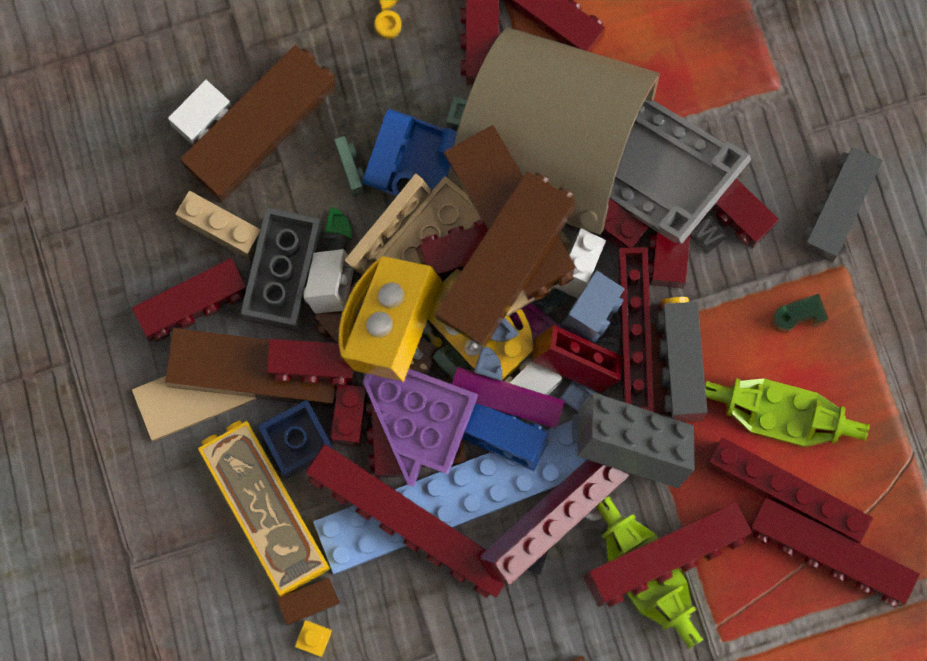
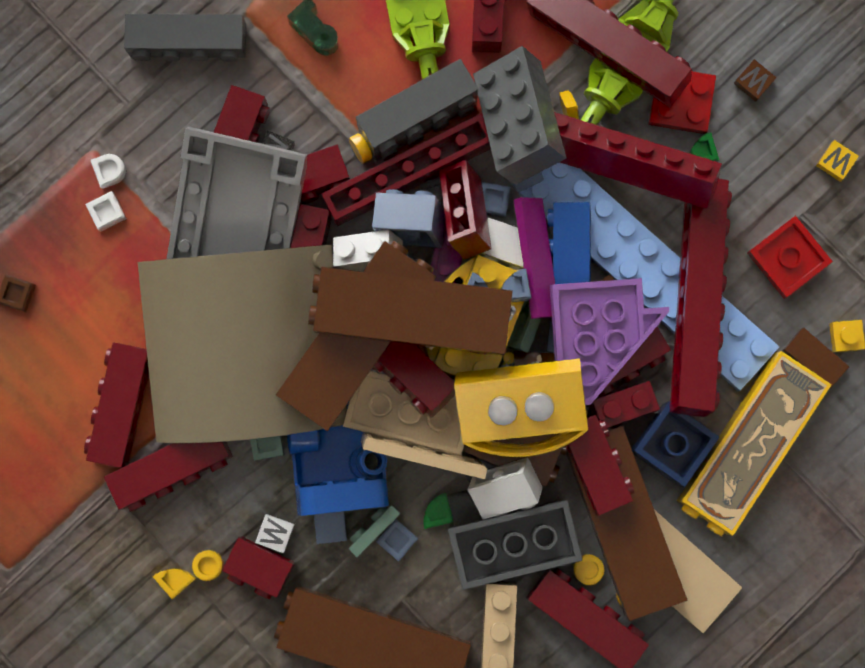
camera: 115 degrees left, 5 degrees up
(230, 323) = (589, 570): none -> yellow tile
(332, 182) = (397, 540): none -> sand blue tile
(365, 61) = (258, 567): none -> dark red brick
(367, 133) = (330, 527): none -> sand blue tile
(387, 88) = (275, 533): none -> white tile
(405, 622) = (789, 257): none -> red plate
(533, 596) = (705, 148): none -> green tile
(579, 607) = (691, 108): none -> red plate
(627, 497) = (568, 104): none -> yellow tile
(721, 73) = (105, 211): none -> white tile
(756, 91) = (108, 170): none -> white tile

